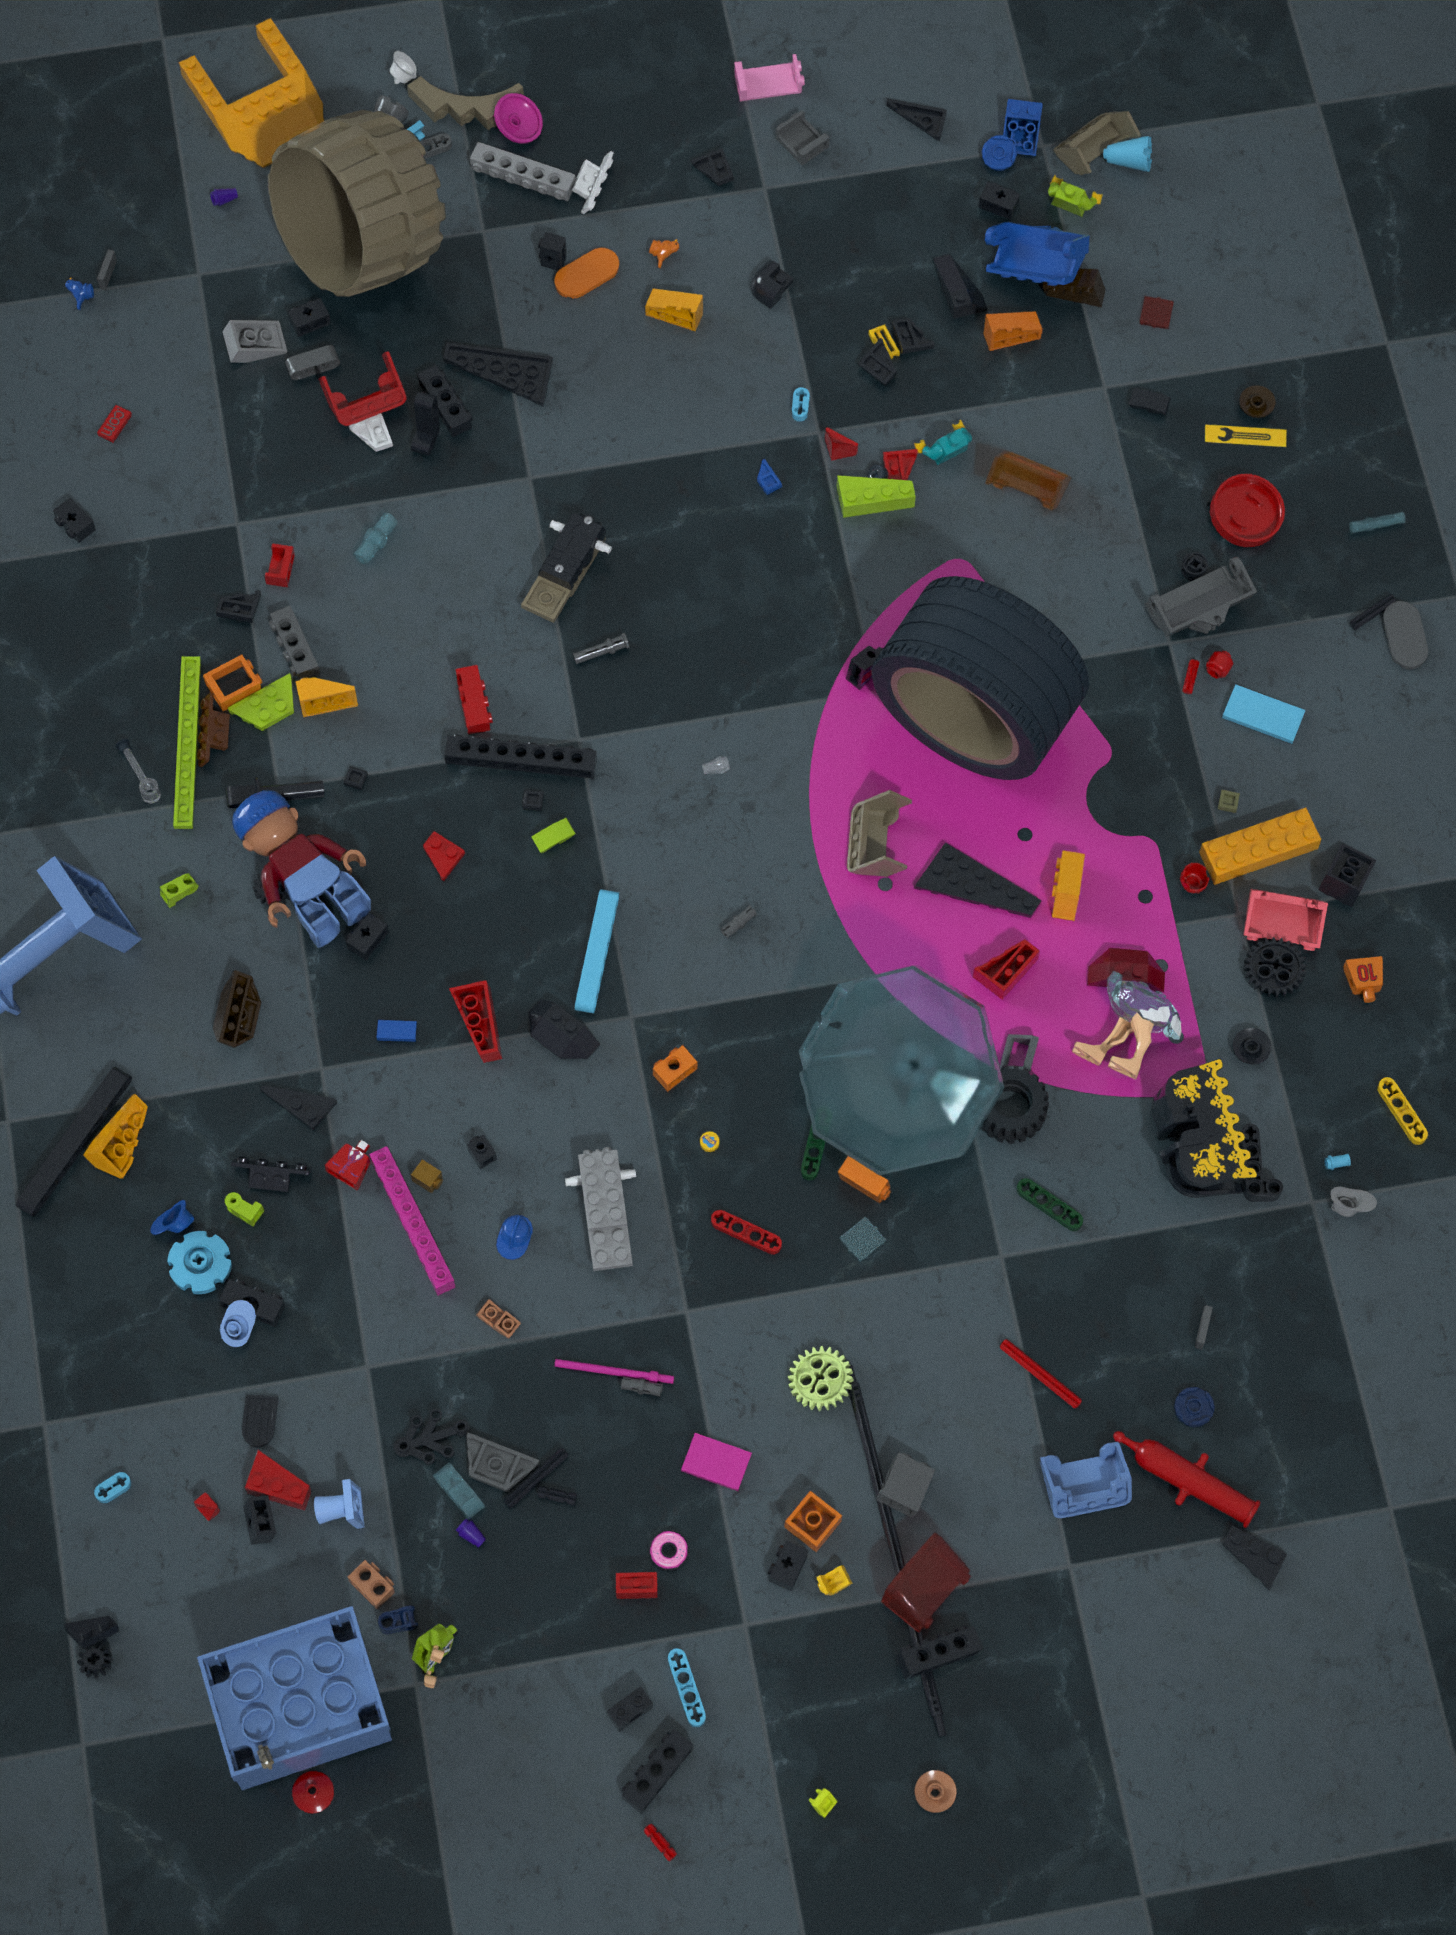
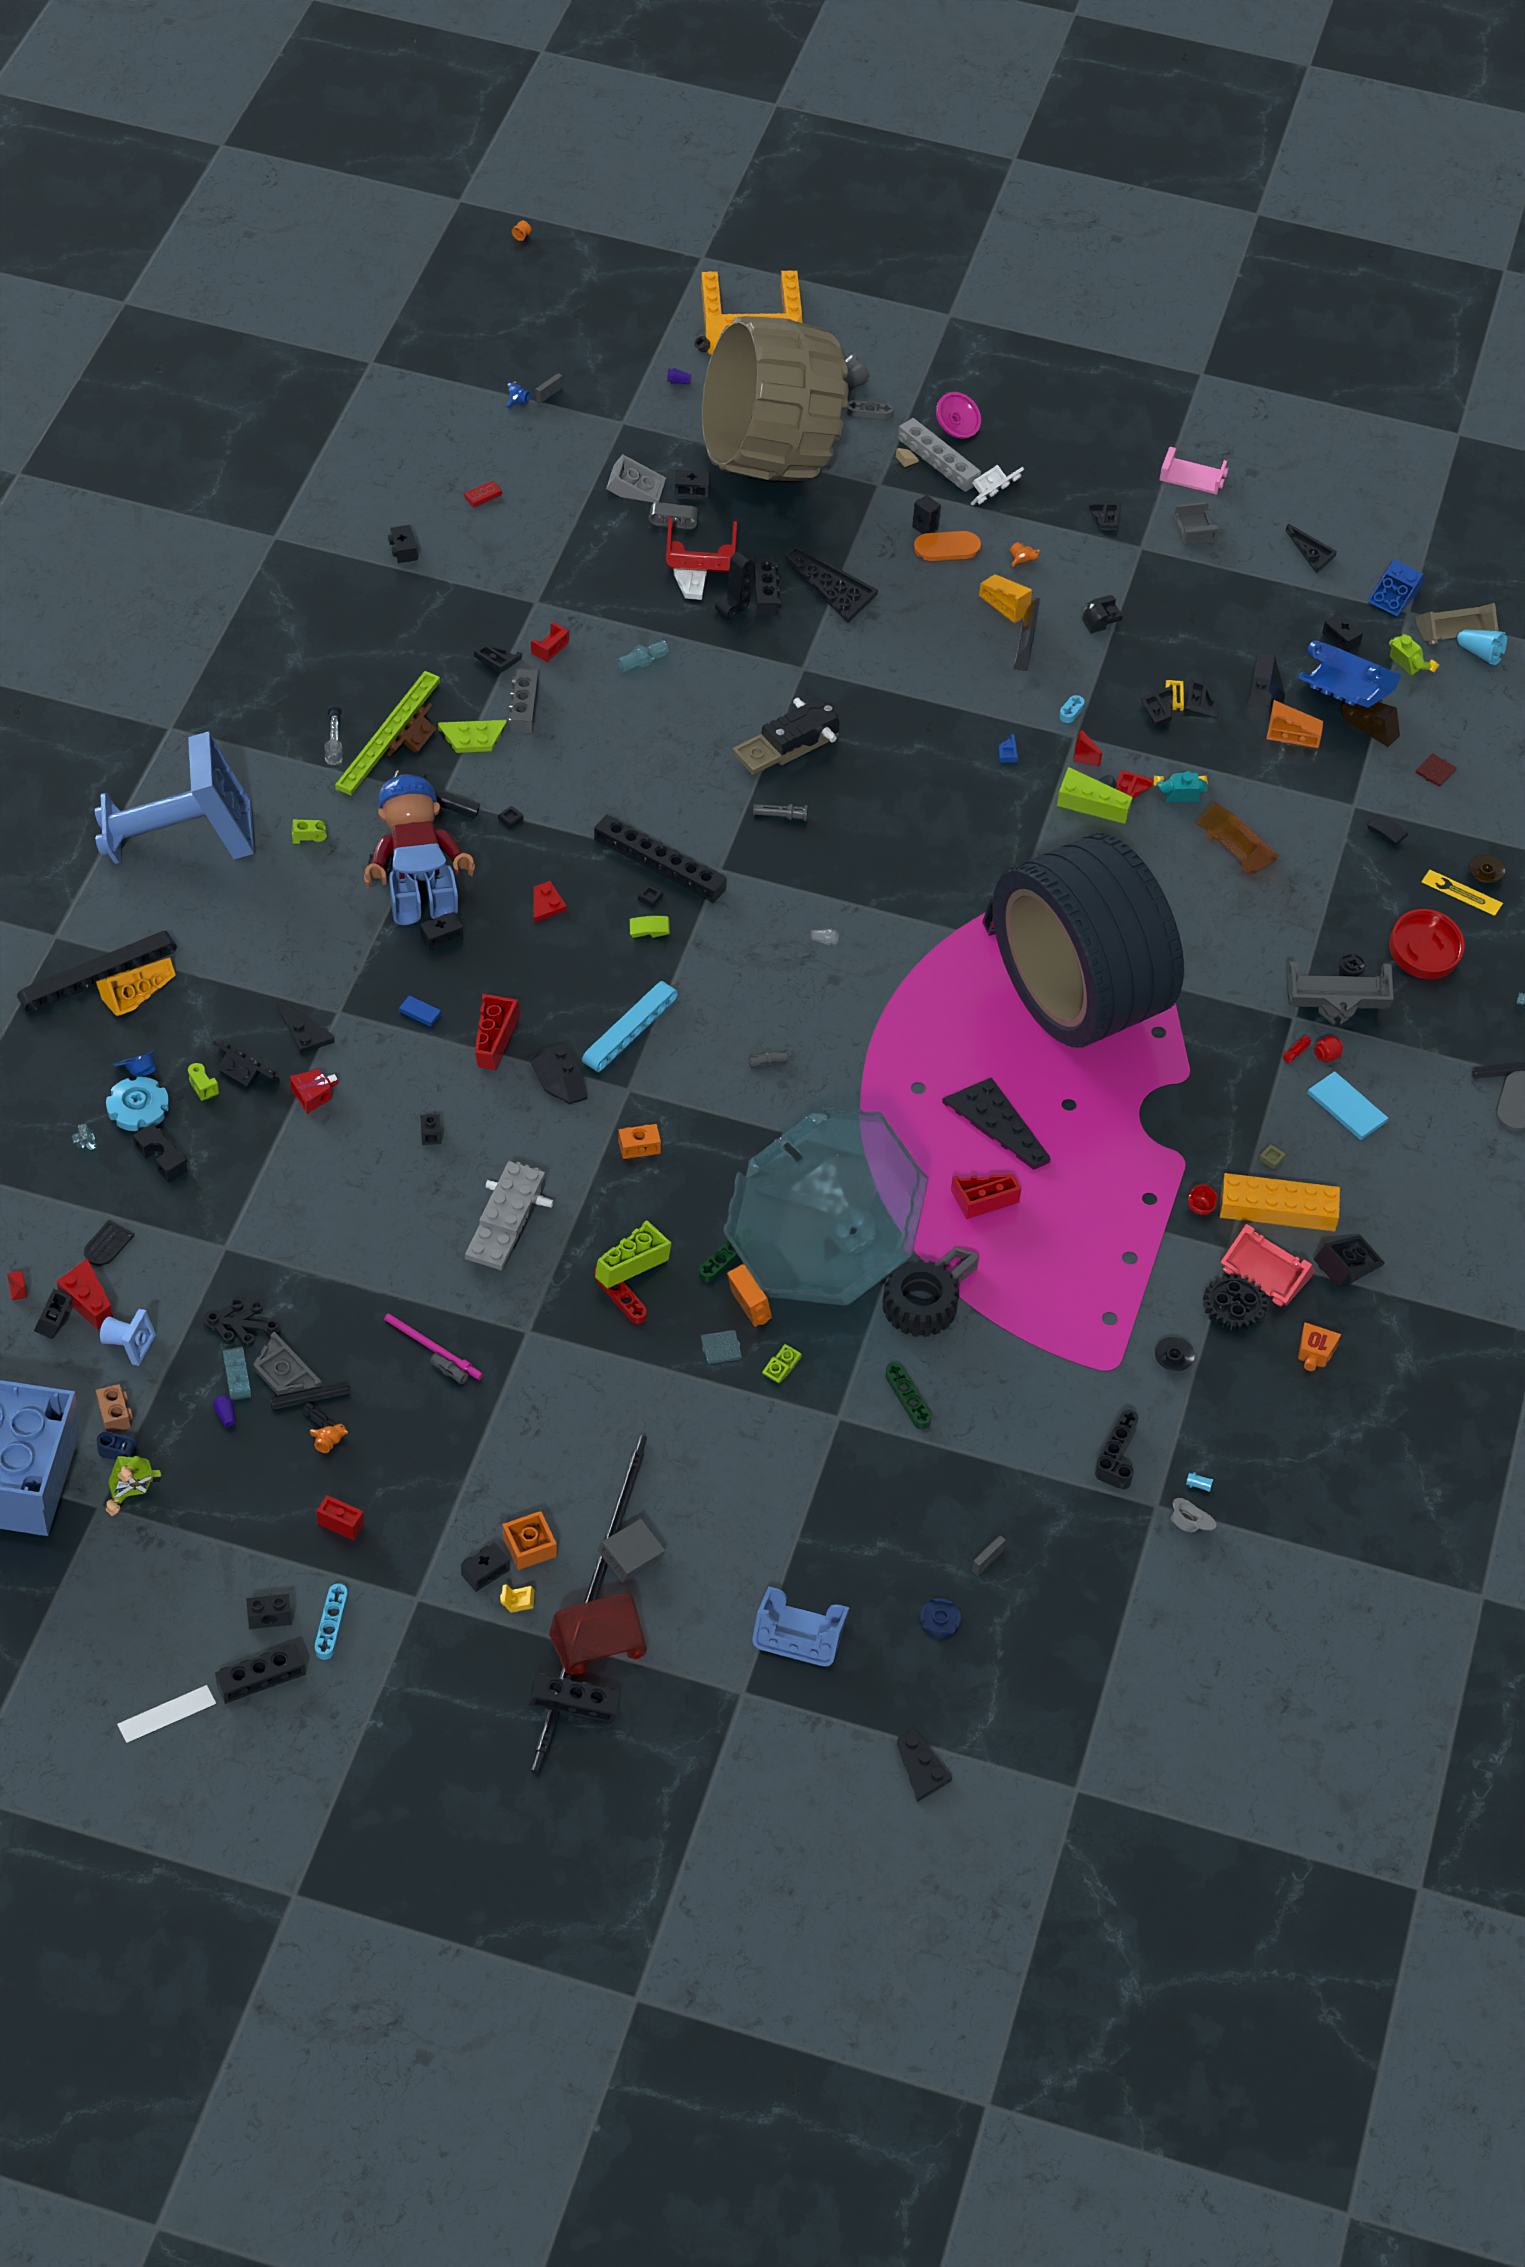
camera: 25 degrees right, 15 degrees down
(173, 1323) = (84, 1137): none -> clear light blue tile
(219, 145) = (698, 341): none -> black bush
(232, 665) = (454, 695): orange window -> none
(237, 1010) = (297, 936): dark brown wedge -> none
(237, 1323) = (136, 1159): light blue piece -> none
(324, 696) = (521, 744): light orange slope -> none
(402, 68) = (885, 347): white piece -> none
(412, 1221) = (336, 1153): dark pink brick -> none
(416, 130) = (866, 393): medium azure tile -> none
(427, 1176) = (371, 1126): pearl gold brick -> none
(461, 108) = (899, 382): dark tan arch -> none
(473, 699) = (647, 799): red wedge -> none
(492, 187) = (906, 457): none -> tan slope
(498, 1319) = (359, 1260): nougat slope -> none
(514, 1237) = (416, 1206): blue piece -> none
(577, 1511) = (328, 1437): none -> orange animal
(597, 1851) = (166, 1713): none -> white sticker
(660, 1842) = (225, 1732): red axle -> none
(672, 1539) = (388, 1496): tile -> none
(709, 1141) = (633, 1211): yellow tile -> none
(716, 1462) = (476, 1457): dark pink tile -> none
(719, 344) = (1027, 636): none -> black slope
(742, 1188) = (633, 1256): none -> lime wedge
(805, 1370) = (610, 1434): yellowish green gear -> none
(824, 1802) = (391, 1771): neon yellow tile -> none
(869, 835) = (930, 1039): dark tan windscreen -> none
(925, 1229) = (782, 1364): none -> lime slope
(939, 1781) = (498, 1803): nougat dish -> none
(999, 153) = (1364, 599): blue tile -> none
(1040, 1373) = (814, 1524): red axle -> none
(1068, 885) = (1080, 1153): light orange wedge -> none
(1132, 964) = (1095, 1245): dark red wedge -> none
(1140, 1013) = (1083, 1278): animal -> none
(1190, 1478) = (899, 1671): red piece -> none
(1208, 1146) = (1077, 1393): black animal -> none
(1399, 1112) = (1284, 1470): yellow beam -> none

